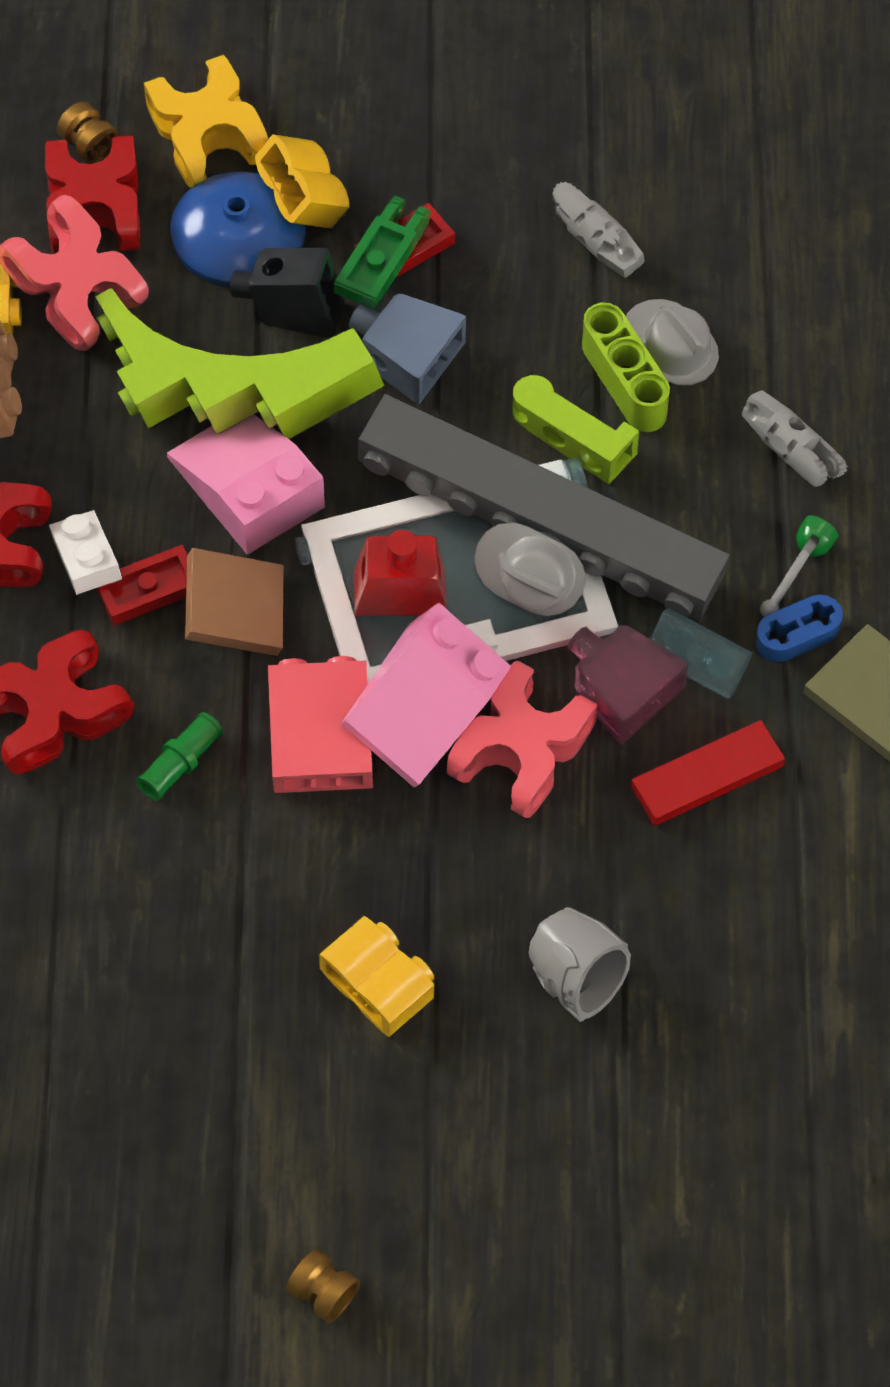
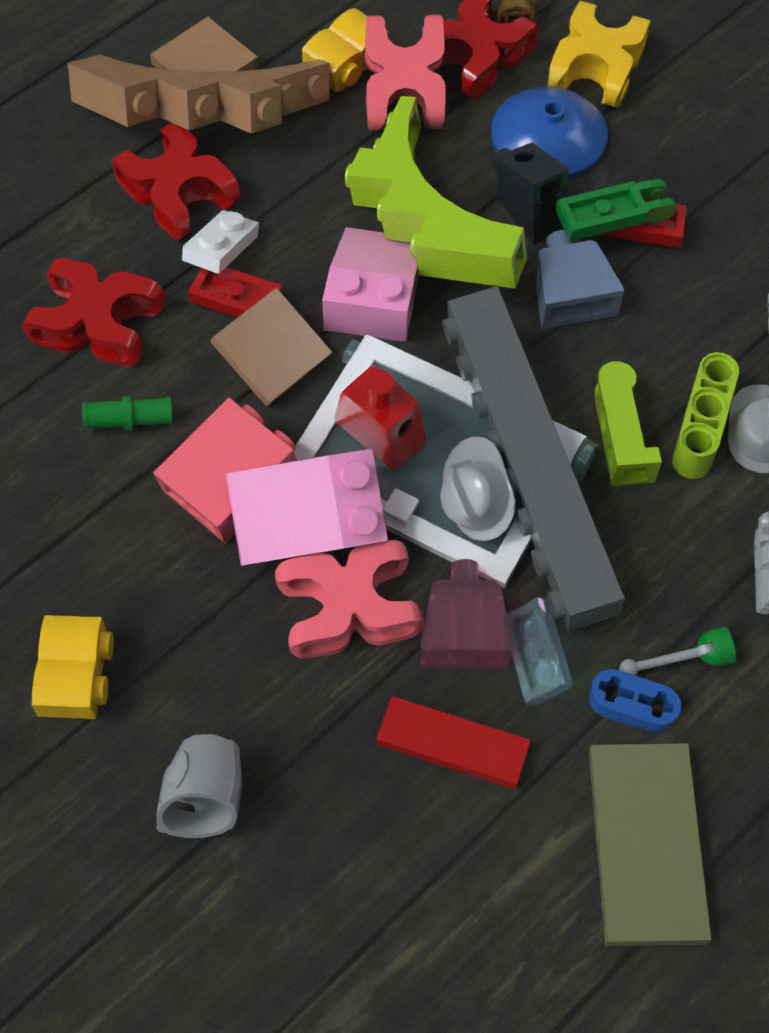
camera: 45 degrees right, 0 degrees up
(302, 181) = (615, 130): yellow brick -> none

